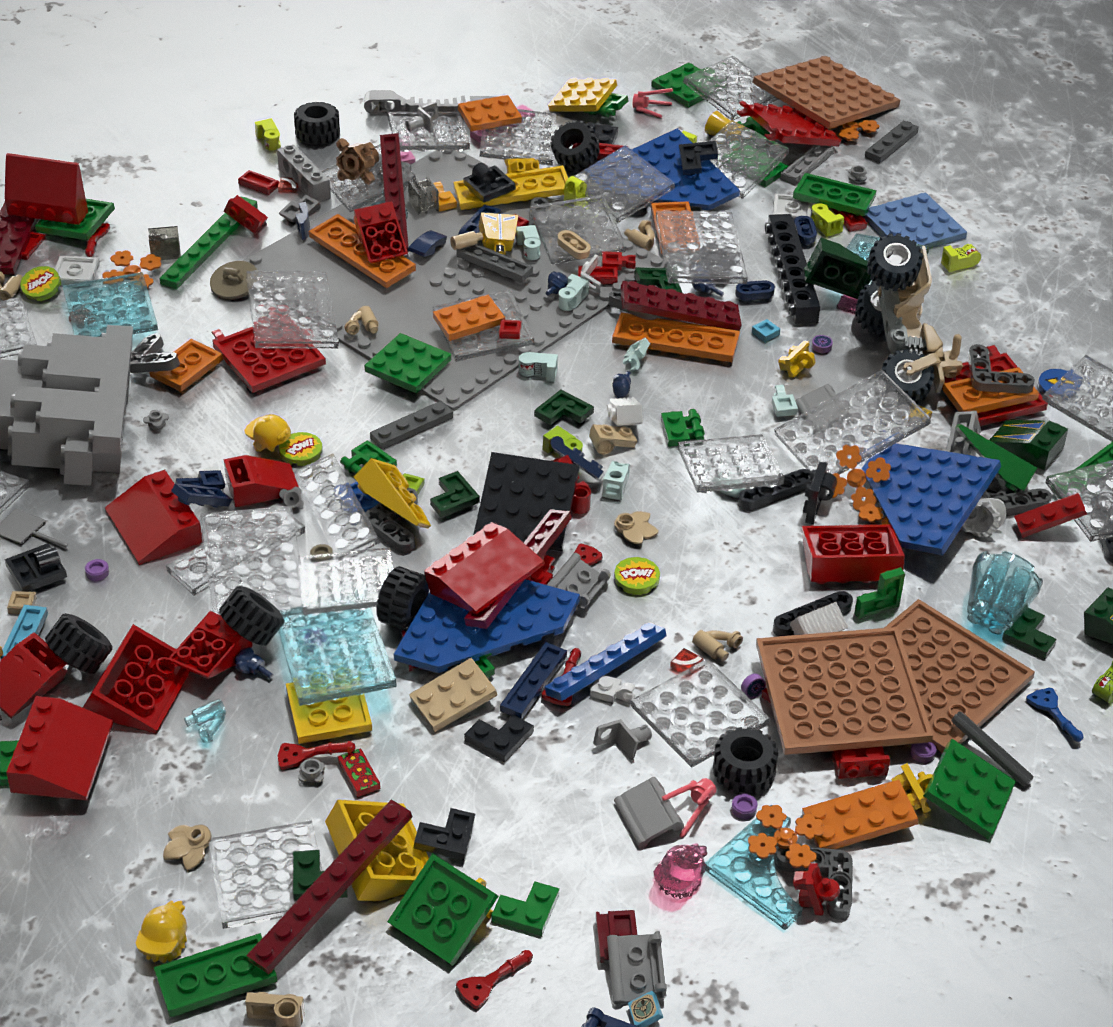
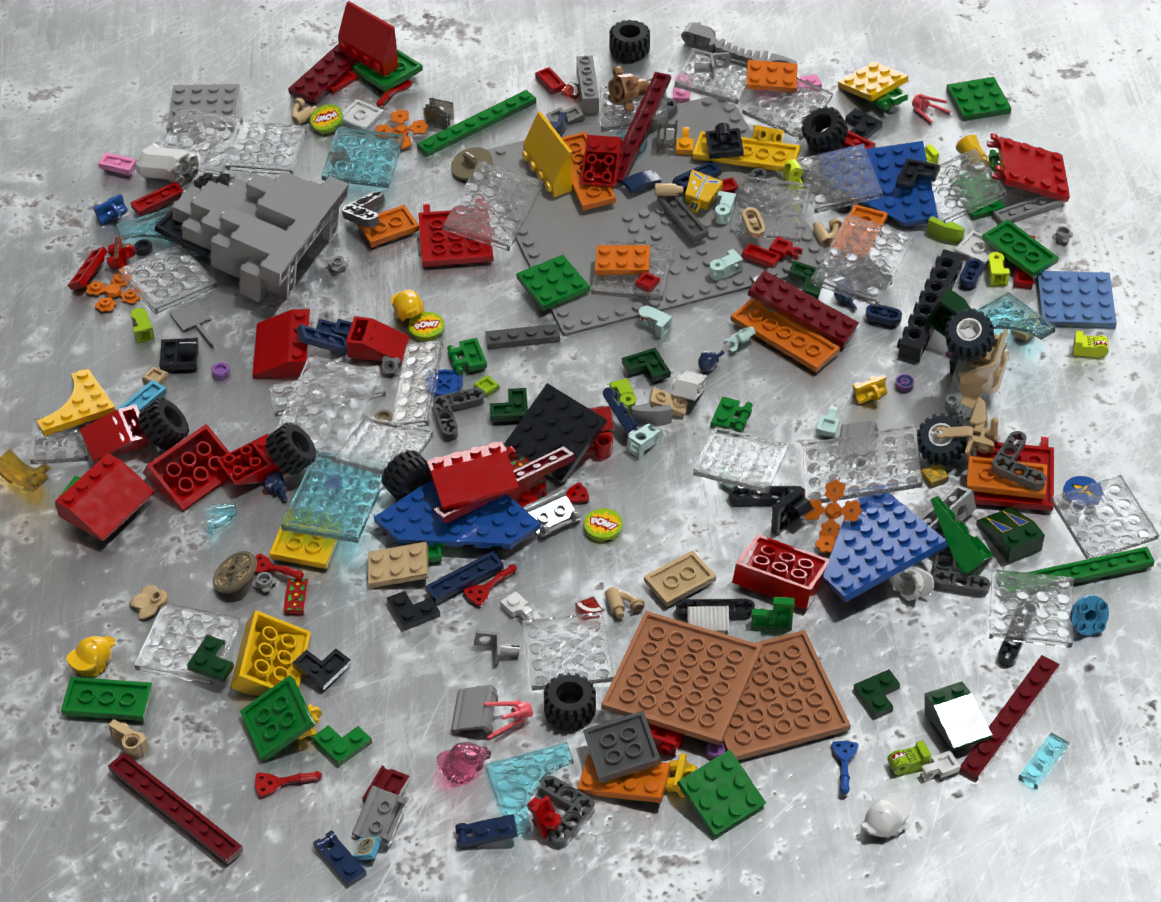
camera: 30 degrees right, 5 degrees up
(245, 213) = (517, 107): red bracket -> none
(269, 132) = (586, 38): neon yellow leg -> none
(272, 772) = (234, 572): none -> dark tan shield
(322, 242) = (548, 156): none -> yellow slope
(329, 887) = (210, 668): dark red plate -> none
(368, 319) = (547, 236): tan plant -> none
(390, 487) = (461, 385): yellow wedge -> none
(556, 282) = (718, 251): dark blue piece -> none
(587, 269) = (749, 249): white bracket -> none
(605, 661) = (527, 583): blue plate -> none
(607, 452) = (646, 415): none -> light grey slope
(635, 526) = (631, 484): tan plate -> none
(727, 85) = (1012, 113): clear plate -> none
(744, 806) = (548, 735): medium lavender tile -> none
(753, 686) = (620, 646): tile -> none
(756, 597) = (679, 578): none -> tan plate
(757, 201) = (950, 232): none -> lime slope
(762, 933) = (486, 831): none -> dark blue plate
(766, 330) = (866, 354): medium azure tile -> none
(785, 837) = (554, 770): orange plant -> none
(826, 91) = (1095, 145): nougat plate -> none
(842, 782) = (622, 746): none -> dark grey plate
(850, 131) = (1095, 185): orange plant -> none
(891, 141) = (1121, 212): dark grey plate -> none
(992, 749) = (765, 770): dark grey axle -> none
(1001, 590) = (867, 650): clear light blue cone -> none
(1050, 515) = (969, 603): red plate -> none

